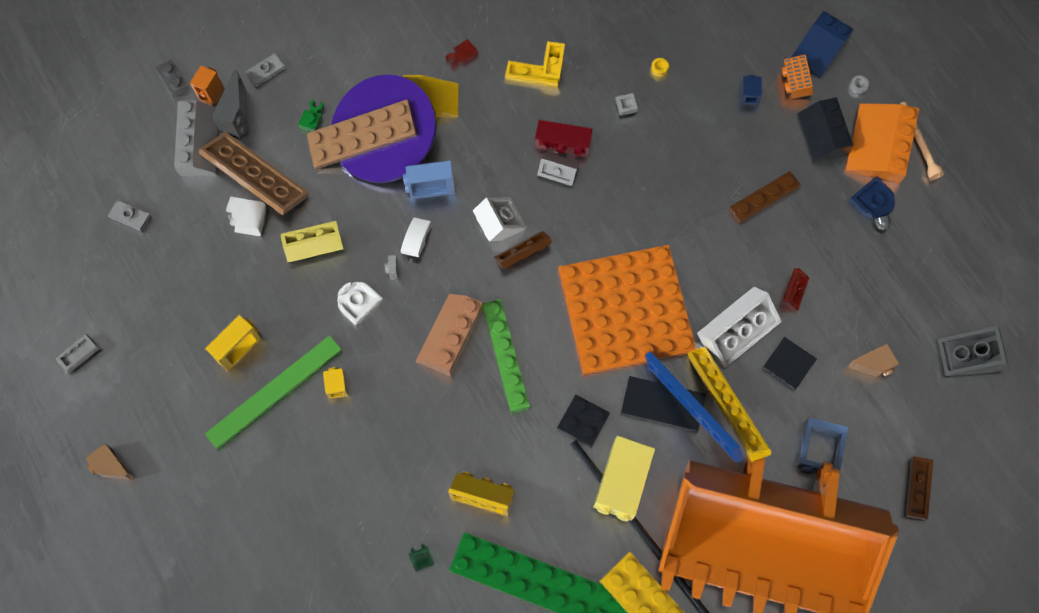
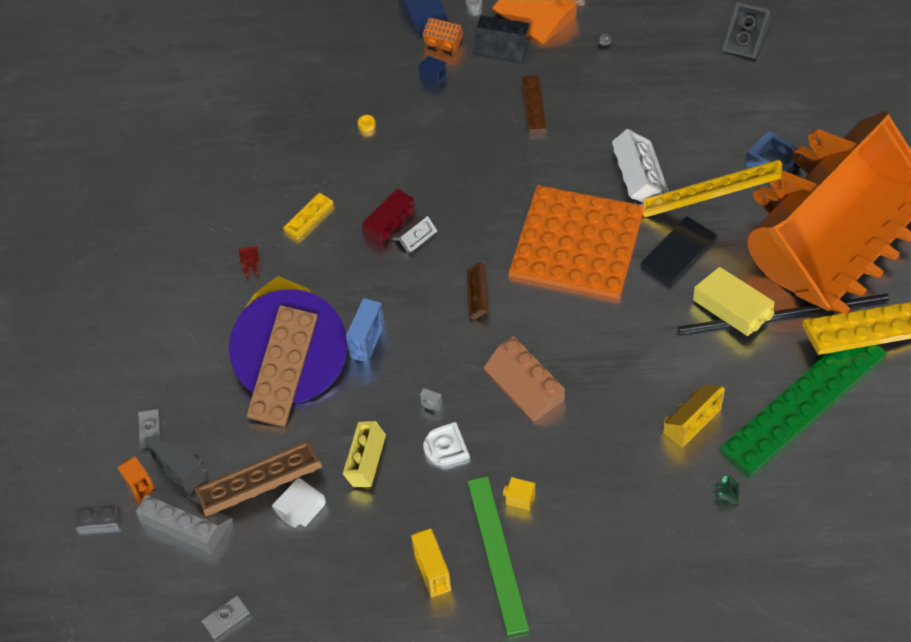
camera: 60 degrees left, 15 degrees down
(311, 118) = (229, 410): green plate -> none
(415, 237) = (412, 368): white slope -> none
(499, 218) = (435, 297): white slope -> none
(506, 356) = (572, 347): bright green plate -> none
(553, 60) = (311, 190): yellow slope -> none
(583, 421) = (663, 314): black plate -> none
(626, 104) = (386, 159): light grey plate -> none
(694, 408) = (703, 211): blue tile -> none
(789, 363) = (690, 150): black tile -> none
(795, 289) = (629, 117): clear red plate -> none
(874, 199) = (580, 37): dark blue tile -> none
(876, 363) = (721, 93): medium nougat slope -> none
(919, 488) = (837, 111): reddish brown plate -> none

